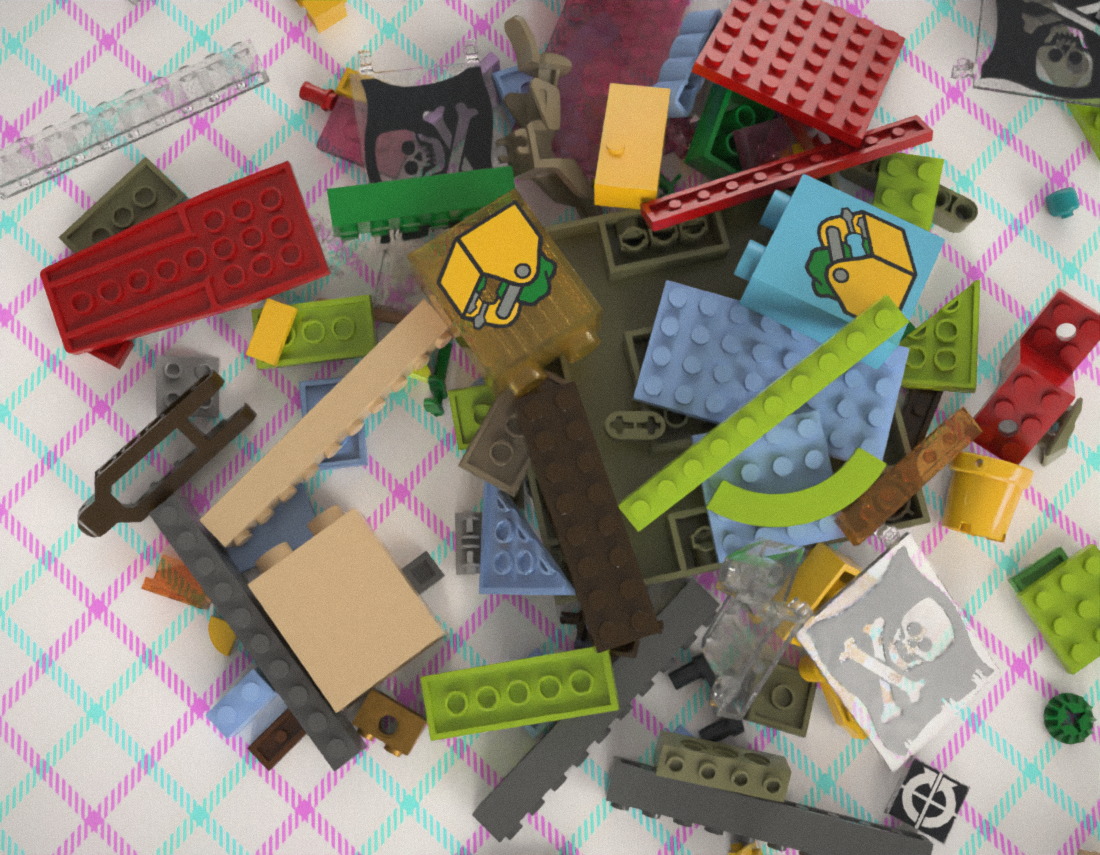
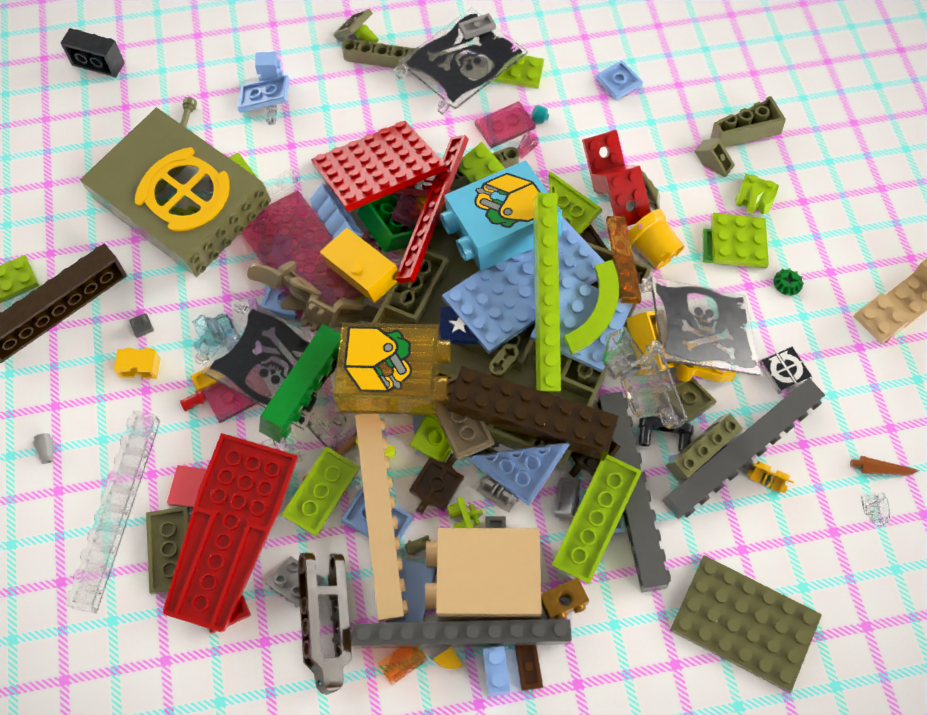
camera: 50 degrees left, 15 degrees down
(210, 171) = (185, 486): none -> coral tile
(271, 332) = (303, 511): yellow tile -> none
(333, 496) = (416, 546): none -> olive pin
(398, 537) = (459, 509): none -> lime hips
(414, 46) = (212, 331): none -> clear light blue piece
(424, 461) = (436, 484): none -> dark brown plate
(437, 383) = (411, 457): green piece -> none
(526, 633) = (567, 497): none -> light grey plate
(632, 328) = (454, 328): none -> clear blue tile
(999, 221) = (527, 144): none -> clear pink cone
(1009, 169) = (505, 124): none -> clear pink tile

